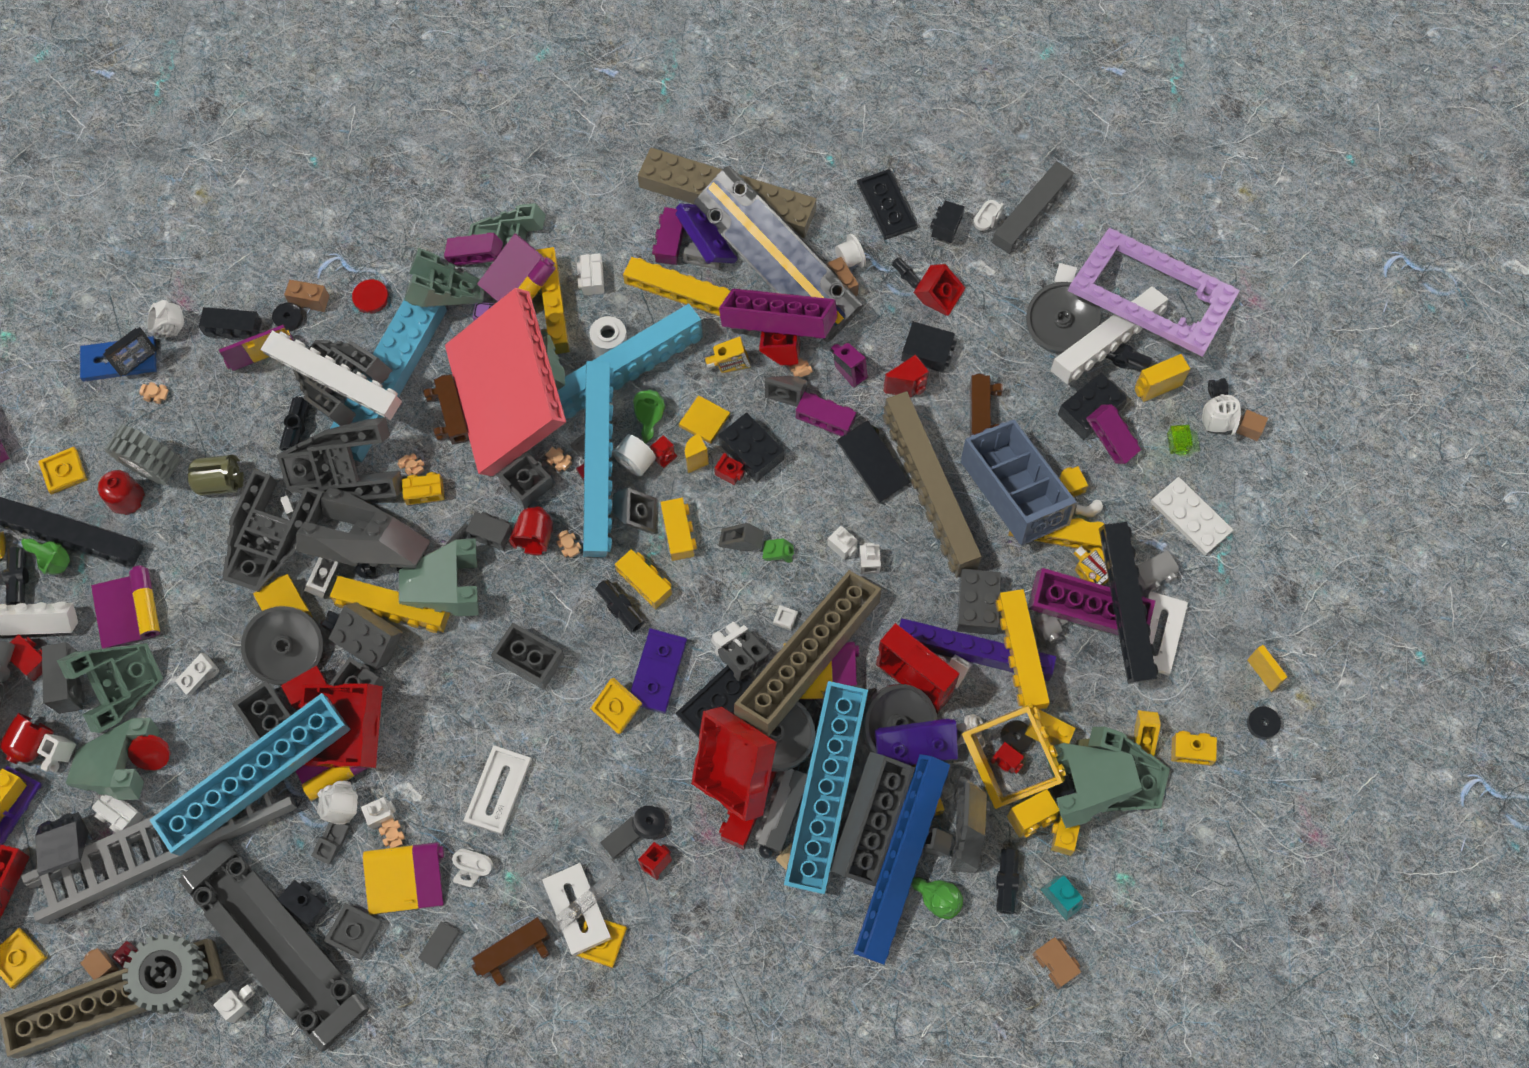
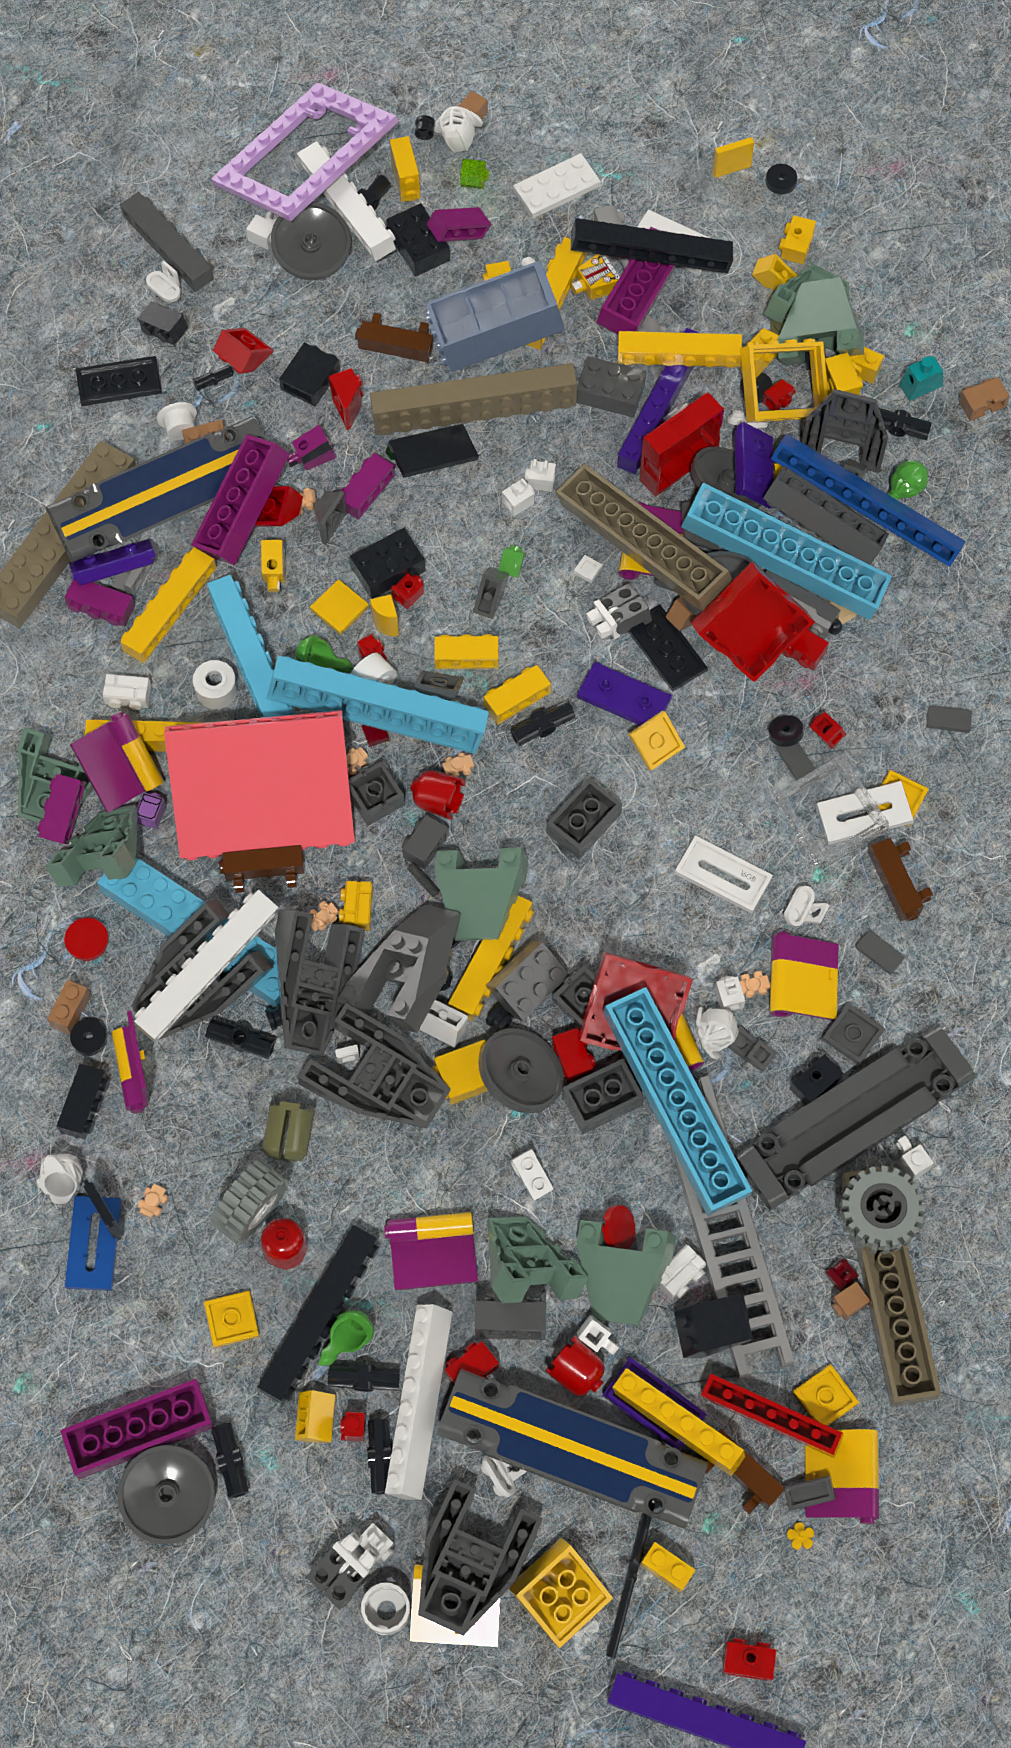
camera: 80 degrees left, 0 degrees up
(690, 977) = (949, 719): none -> dark grey tile

